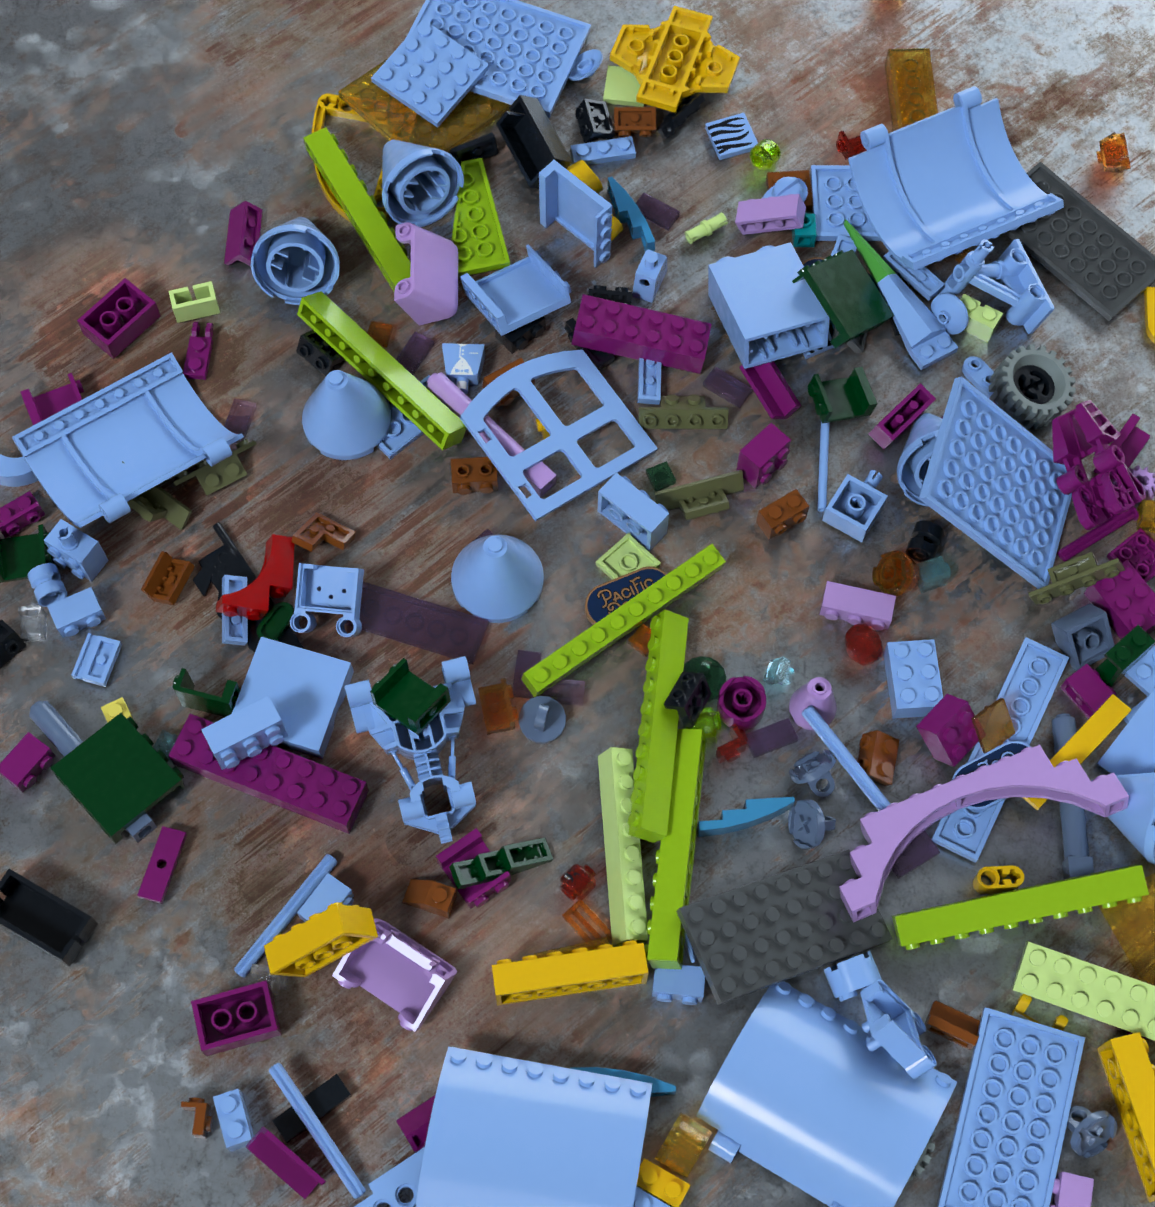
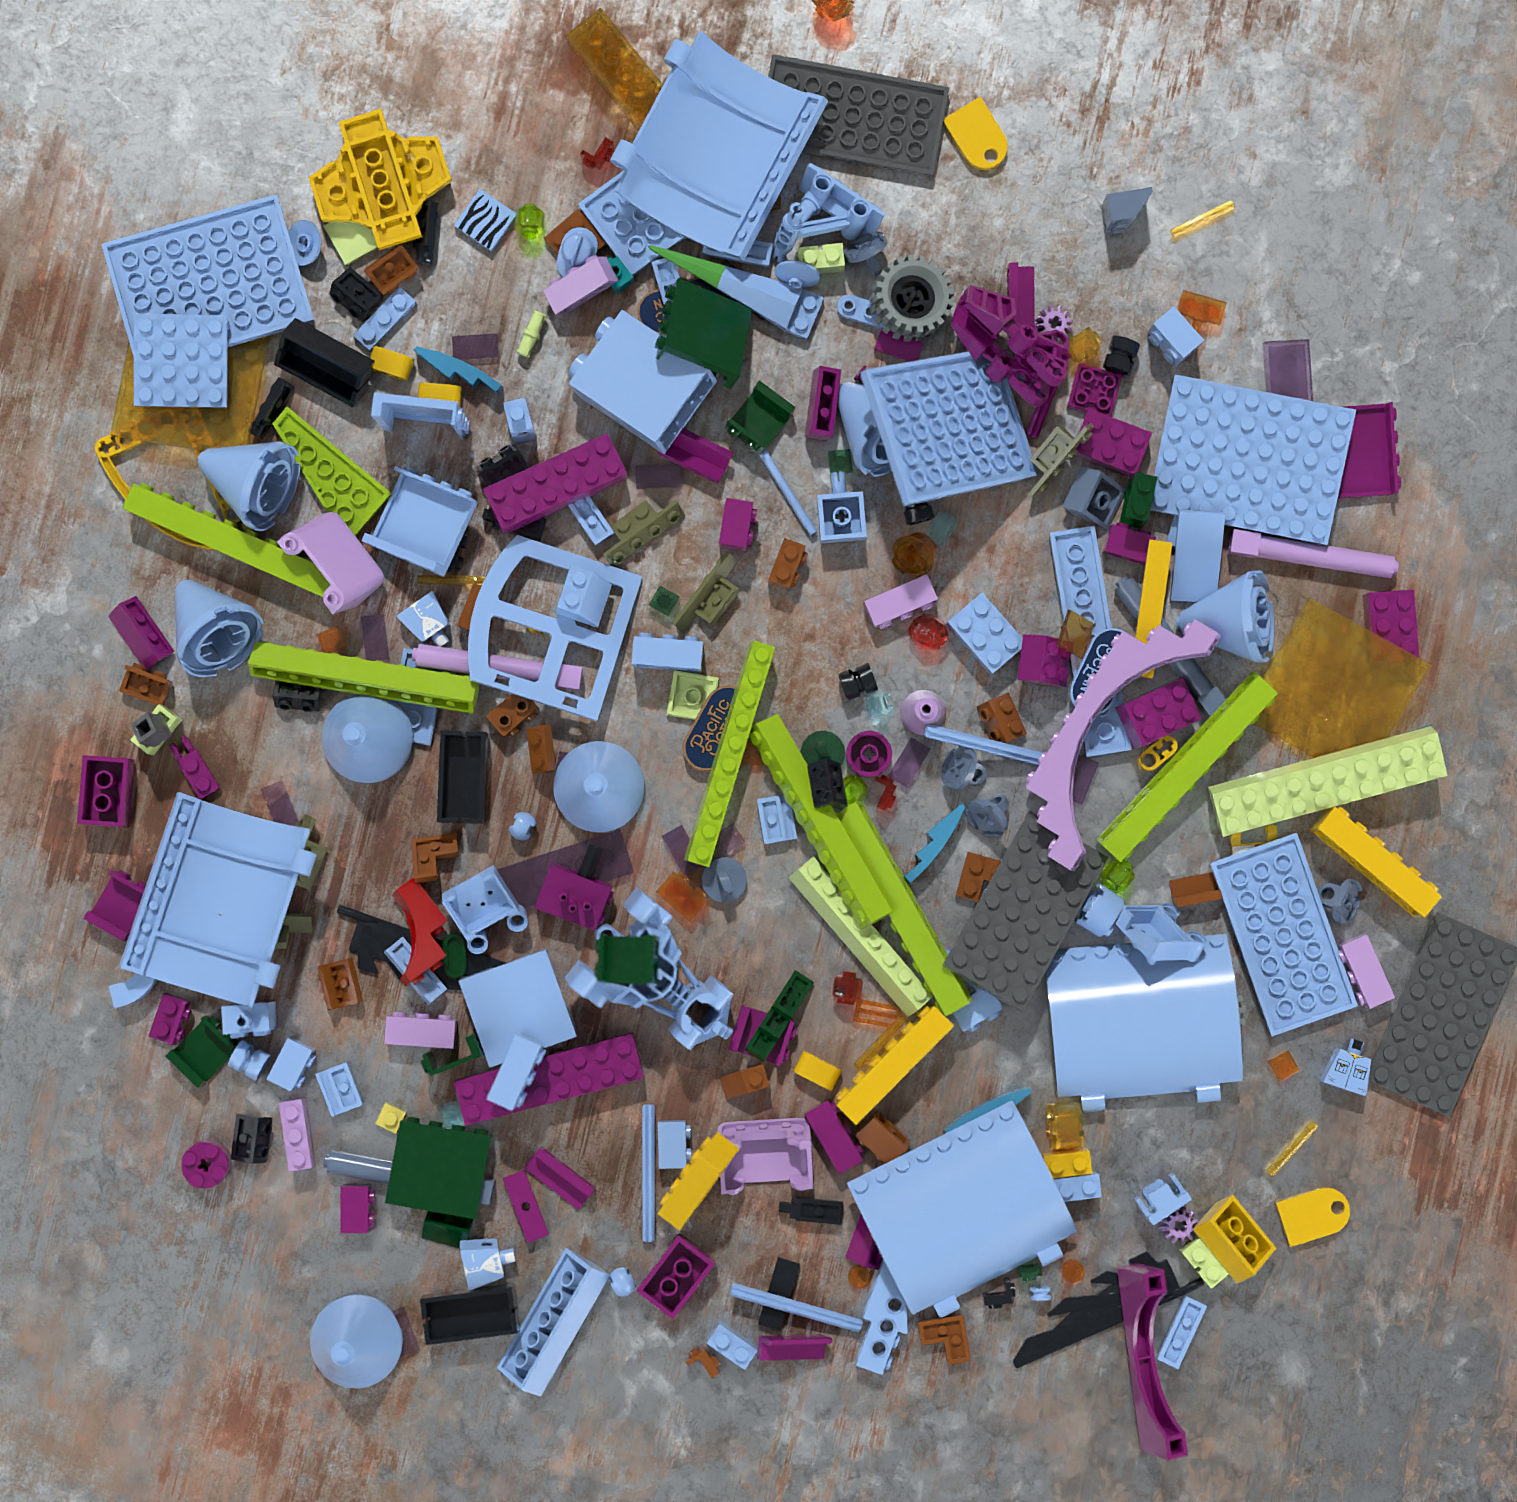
camera: 35 degrees left, 20 degrees up
(33, 668) = (297, 1134): none -> lavender brick
(83, 834) = (446, 1228): none -> dark green panel
(88, 881) = (484, 1261): none -> light blue torso
(100, 981) = (553, 1322): none -> light blue slope
(186, 989) = (622, 1281): none -> light blue piece
(188, 287) = (151, 729): none -> flat silver brick
(199, 660) = (421, 1030): none -> lavender brick
(210, 863) = (560, 1177): none -> magenta panel
(215, 268) = (144, 685): none -> dark orange bracket
(394, 1148) = (859, 1276): none -> clear orange tile
(395, 492) = (462, 777): none -> black piece
(401, 1054) = (813, 1210): none -> black hinge
(408, 637) = (575, 893): none -> magenta piece
(411, 562) = (522, 826): none -> light blue piece
(469, 1002) = (834, 1135): none -> magenta brick
(474, 514) = (541, 749): none -> dark orange bracket
(497, 348) = (450, 580): none -> clear yellow piece
(498, 934) = (817, 1070): none -> yellow beam
(510, 1032) = (882, 1137): none -> dark orange brick
(598, 422) = (583, 596): none -> light blue slope
(623, 703) = (776, 819): none -> light blue plate
(759, 867) = (974, 872): none -> dark orange plate
(774, 641) = (858, 681): none -> black wheel
(886, 468) = (840, 461): none -> clear green plate
(891, 959) = (1117, 875): none -> clear neon green head
(1018, 331) = (865, 249): none -> sand blue tile
(1023, 842) = (1158, 713): none -> magenta brick

